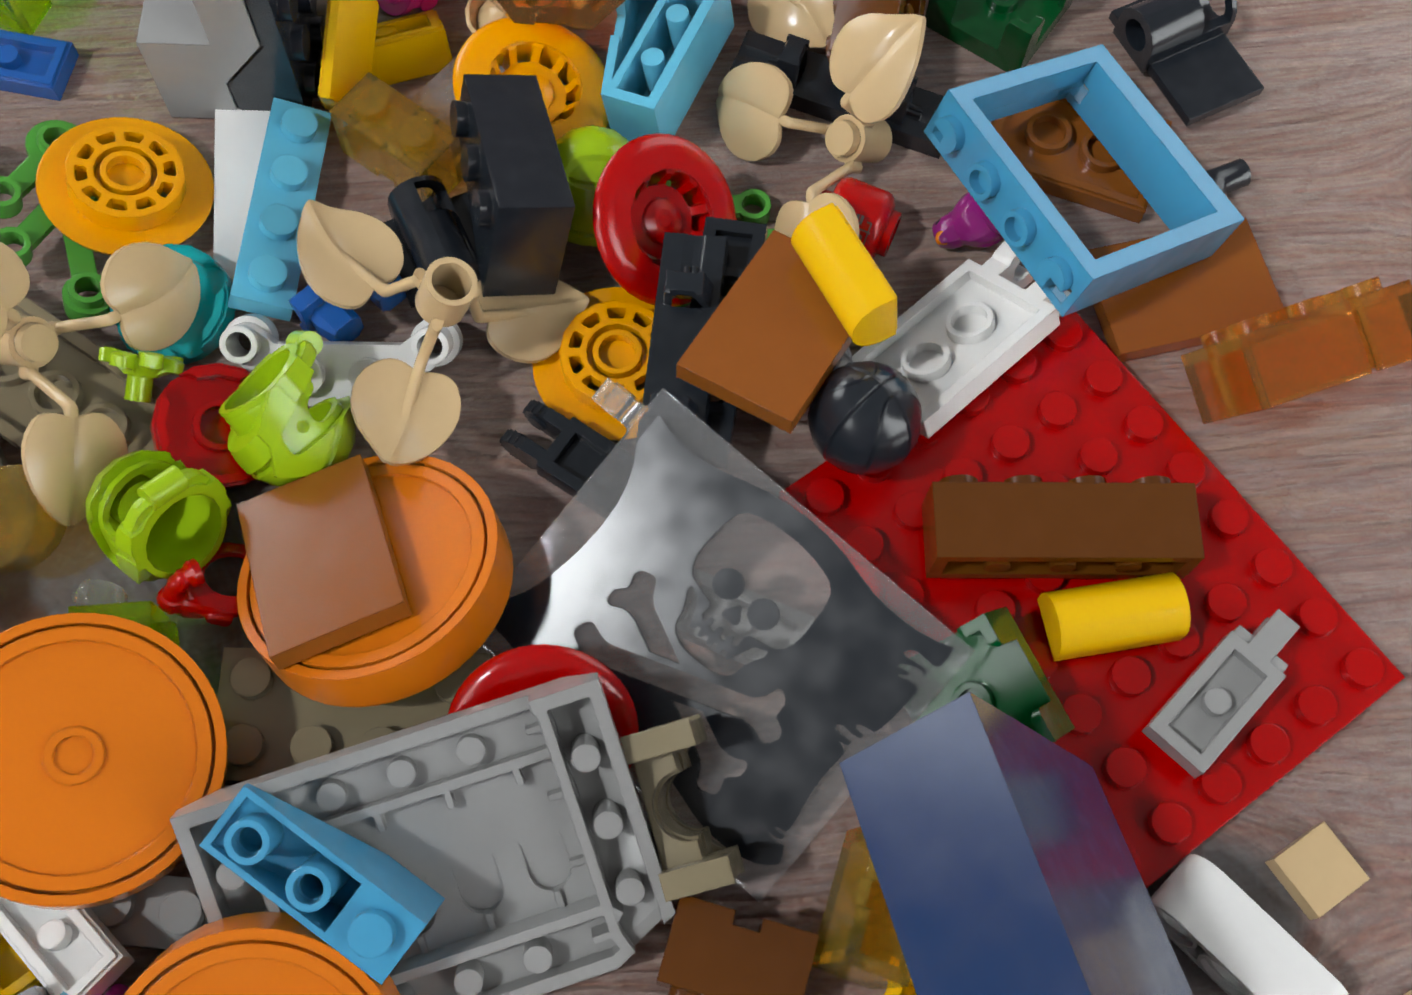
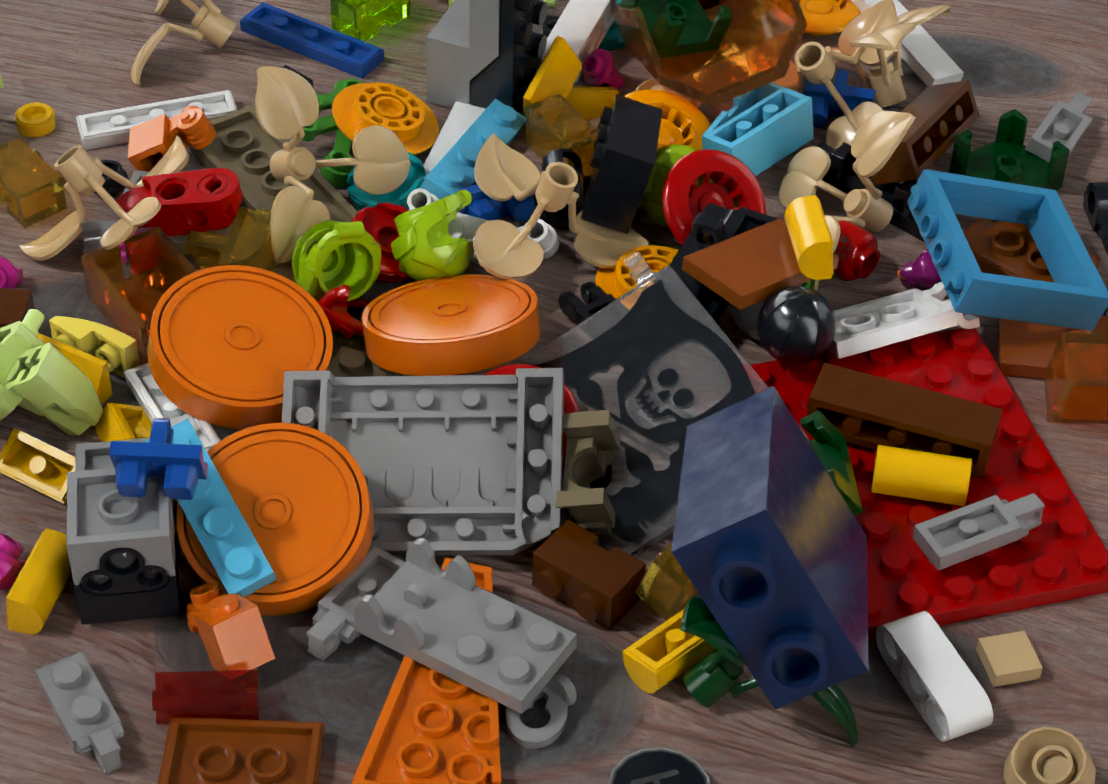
camera: 25 degrees right, 25 degrees down
(141, 370) = (355, 195): lime plant -> none
(321, 562) = (423, 298): dark orange tile -> none
(324, 879) = (360, 427): dark azure slope -> none

